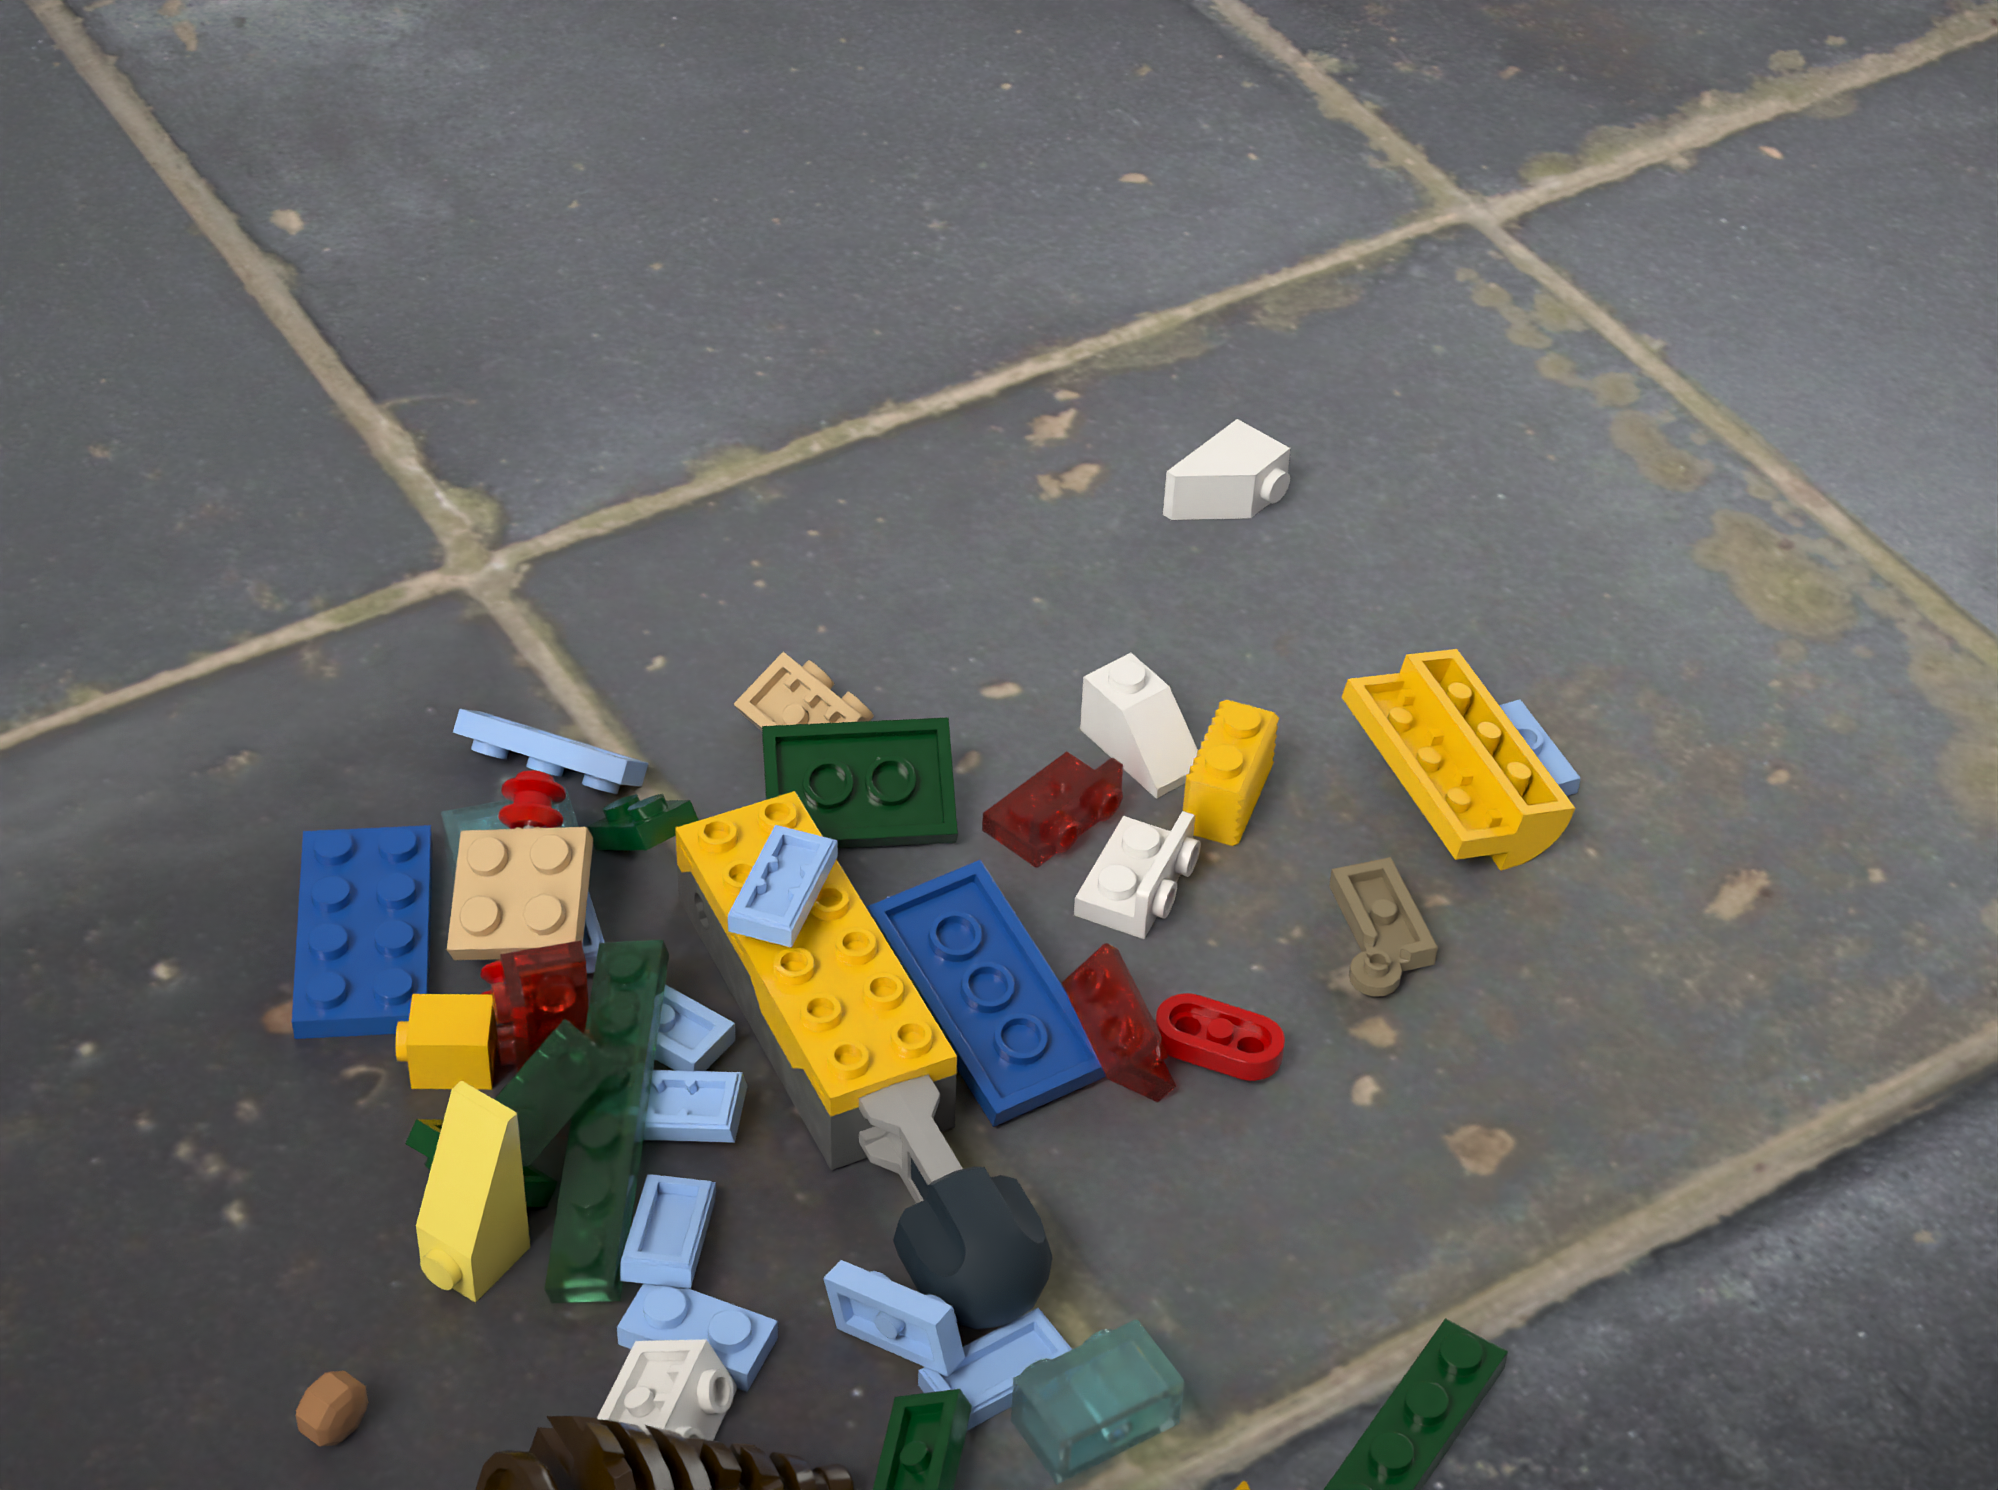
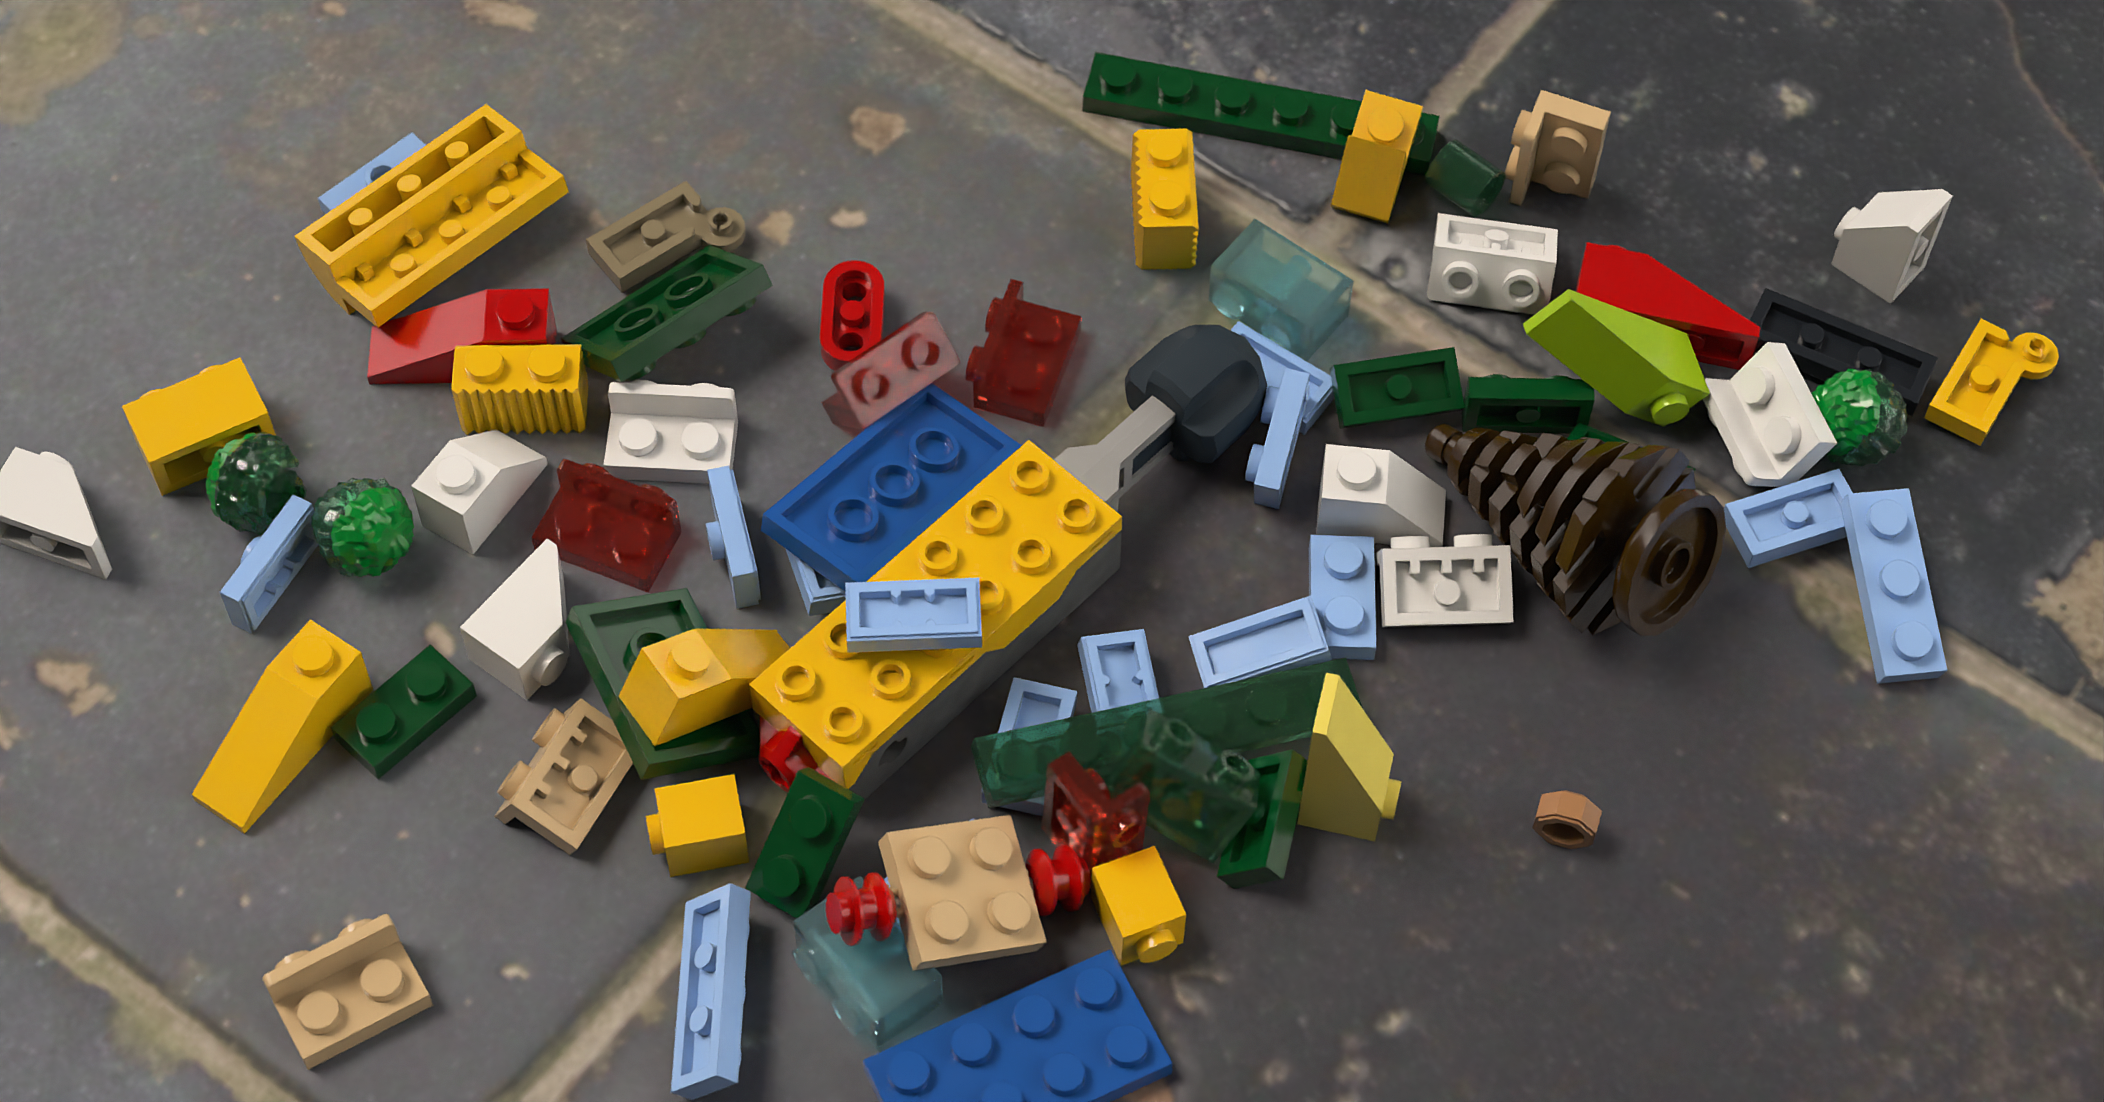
camera: 110 degrees left, 15 degrees up
(687, 558) = (346, 990): none -> tan bracket
(709, 772) = (698, 826): none -> yellow brick
(788, 1380) = (1377, 497): none -> white slope
(833, 787) = (697, 679): none -> yellow slope
(934, 646) = (404, 711): none -> dark green plate
(958, 572) = (283, 724): none -> yellow slope
(984, 724) = (522, 626): none -> white slope
(1024, 876) = (730, 537): none -> light blue plate
(1114, 627) = (362, 527): none -> green piece
(1115, 587) = (270, 565): none -> light blue plate
(1116, 1158) = (1022, 357): none -> clear red bracket
(1197, 587) = (251, 481): none -> clear green piece
(1262, 1331) = (1164, 199): none -> yellow brick
(1268, 883) = (669, 313): none -> dark green plate
(1283, 574) = (193, 419): none -> yellow brick
(1300, 767) = (423, 343): none -> red slope

